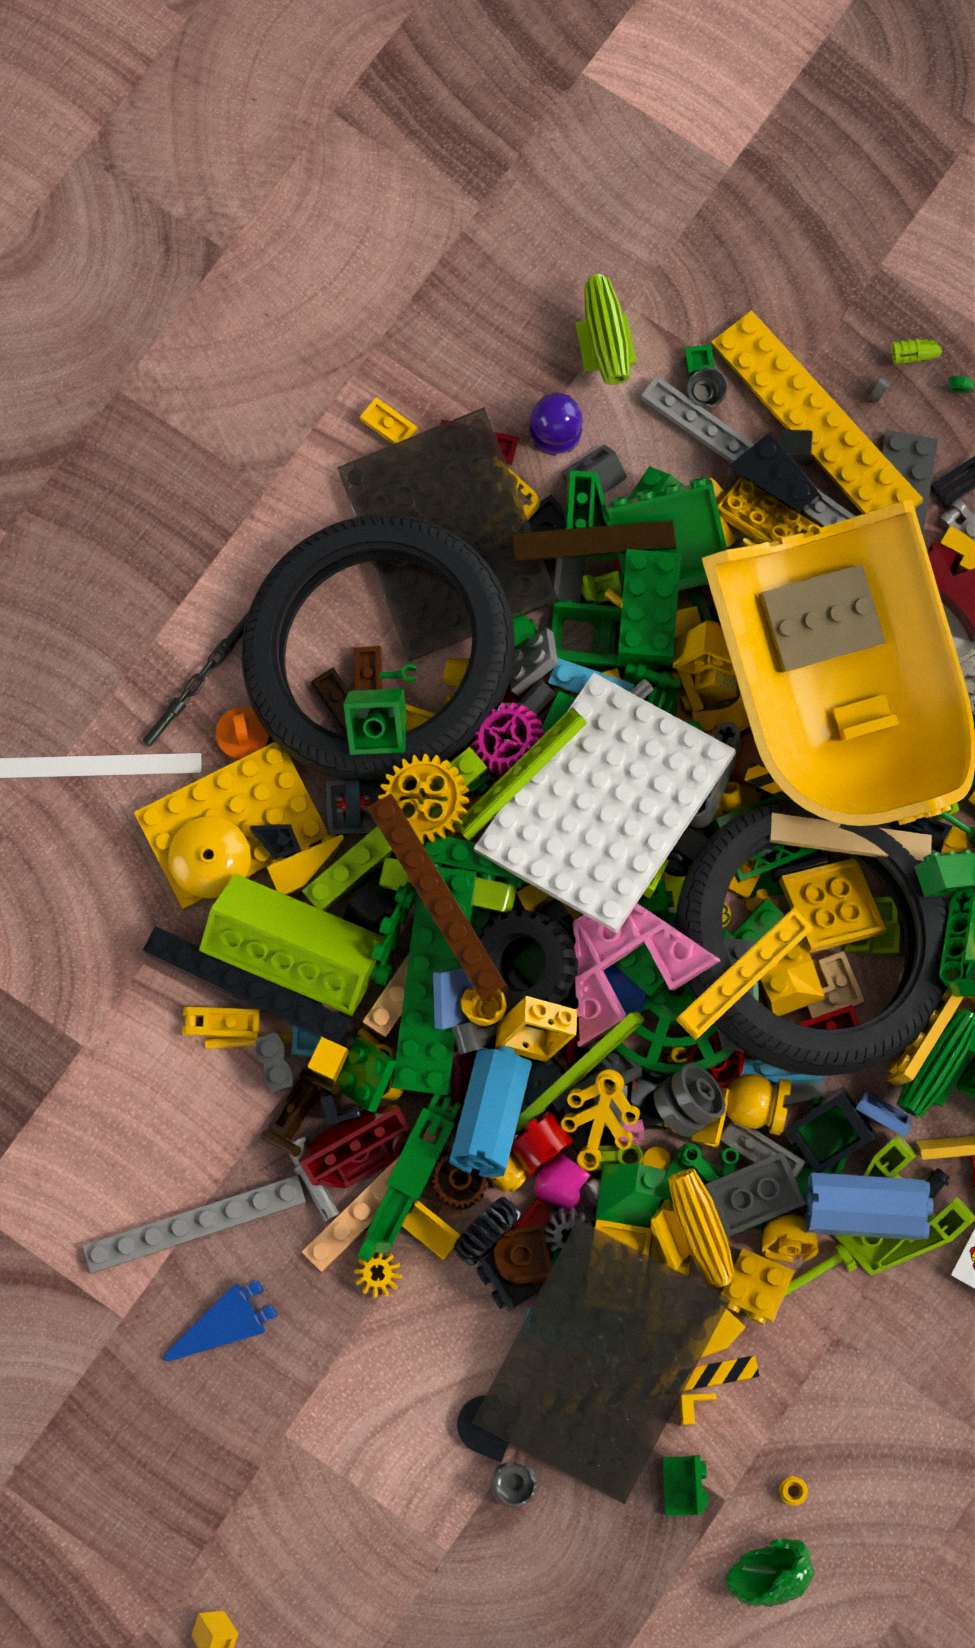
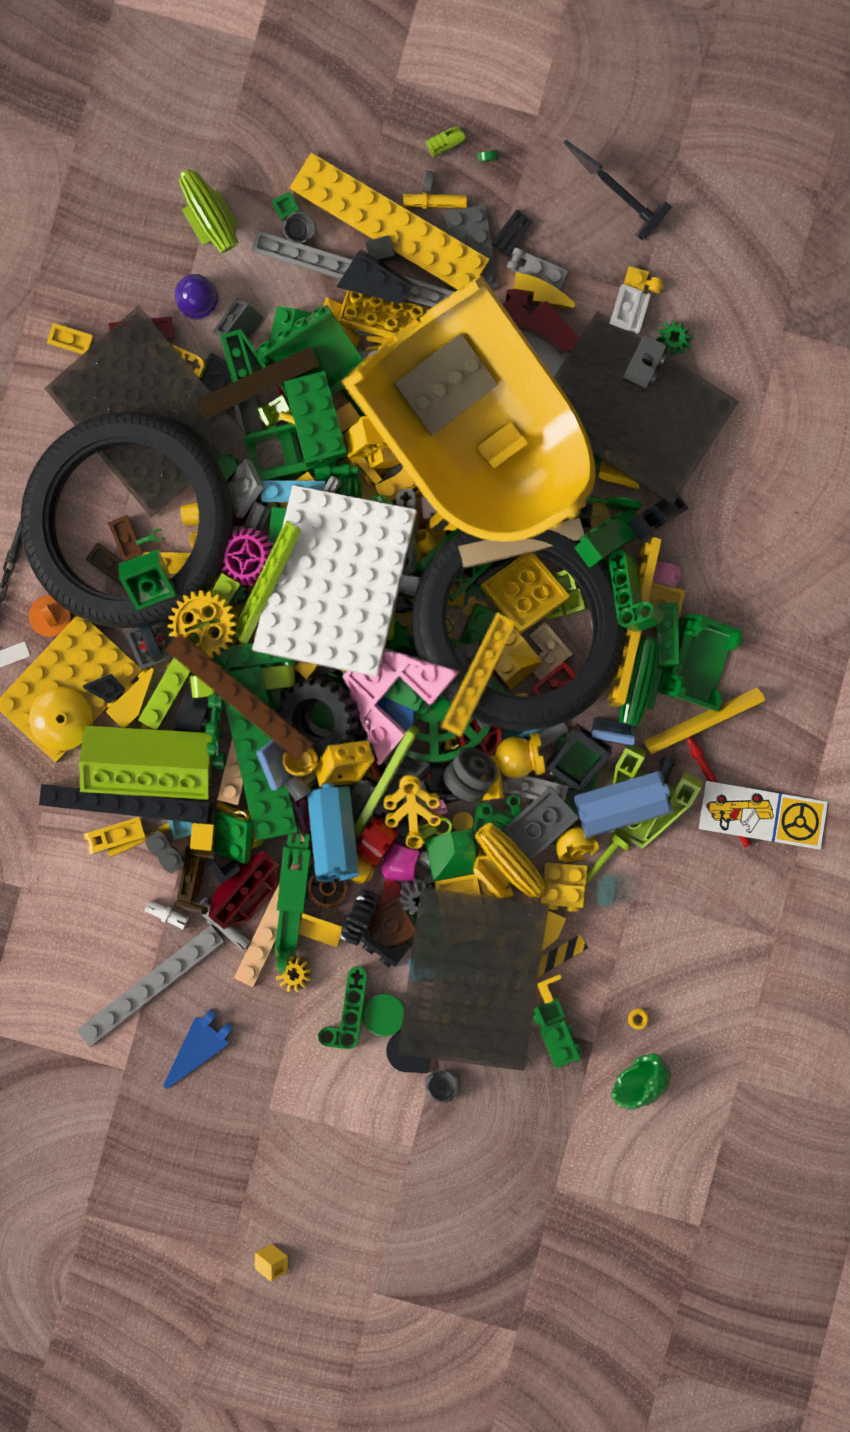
camera: 20 degrees left, 10 degrees up
(248, 1143) = (166, 914): none -> white pin
(431, 1340) = (348, 1006): none -> green beam
(471, 1367) = (383, 1015): none -> green tile
(681, 1440) = (548, 1013): none -> green bracket
(806, 1312) = (605, 891): none -> clear light blue brick
(883, 415) = (430, 200): none -> yellow pin

